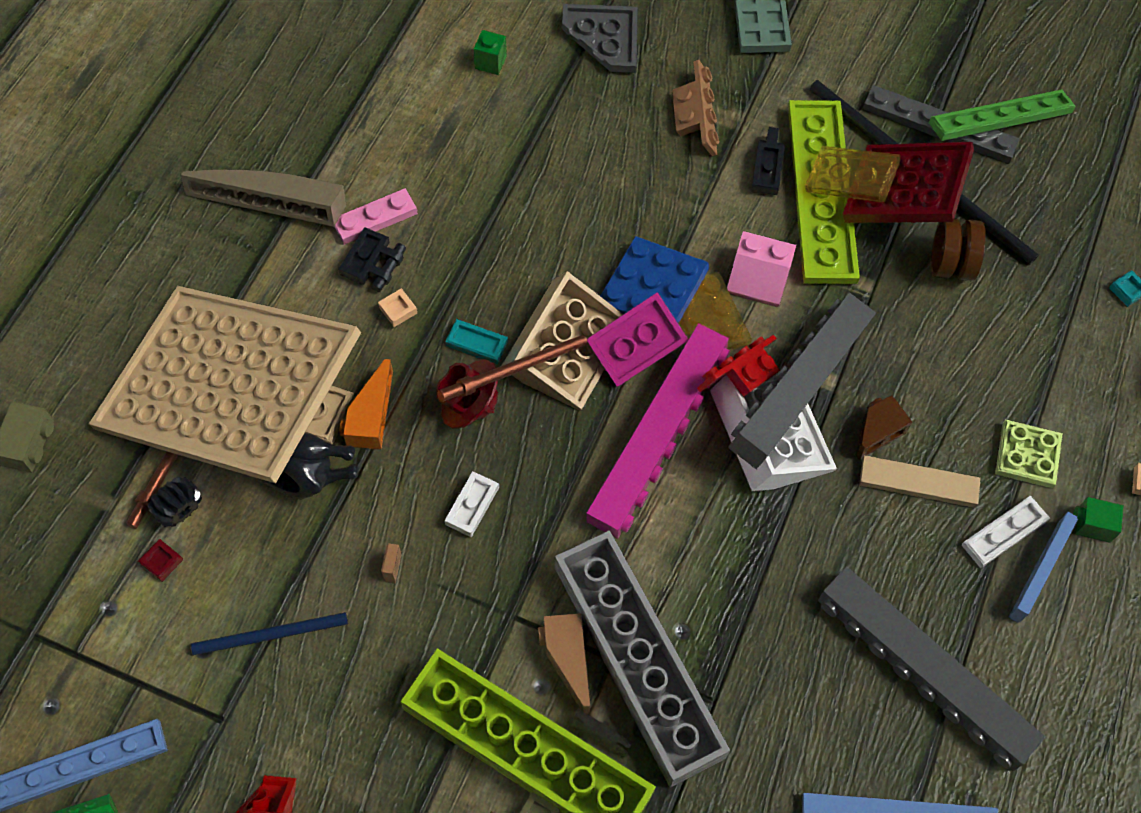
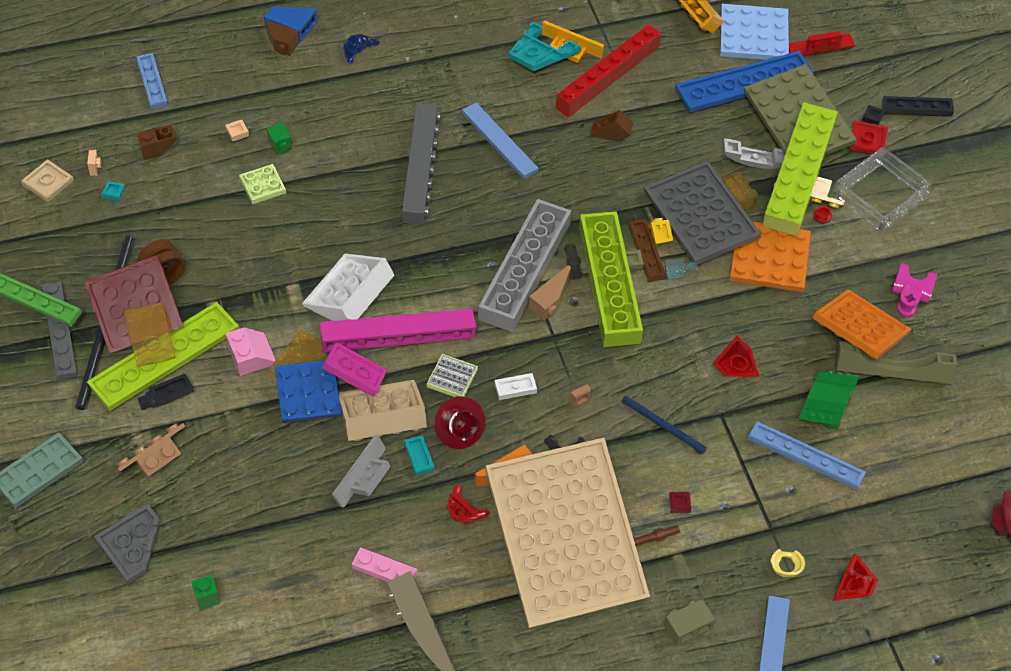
camera: 130 degrees left, 10 degrees down
(174, 501) = (648, 510): black gear -> none
(364, 256) = (416, 548): black plate -> none
(372, 324) = (462, 510): none -> red piece
(397, 307) = (435, 505): light nougat plate -> none
(468, 385) = (465, 401): copper bar -> none
(497, 268) = (364, 473): none -> light grey bracket
(546, 446) = (452, 376): none -> tile
(748, 370) = (330, 307): red bracket -> none
(800, 383) = (313, 278): dark grey brick -> none
(881, 425) = (306, 245): reddish brown slope -> none
(920, 481) = (321, 217): tan tile -> none
(1005, 531) = (317, 172): white tile -> none
(1043, 567) = (326, 146): medium blue tile -> none

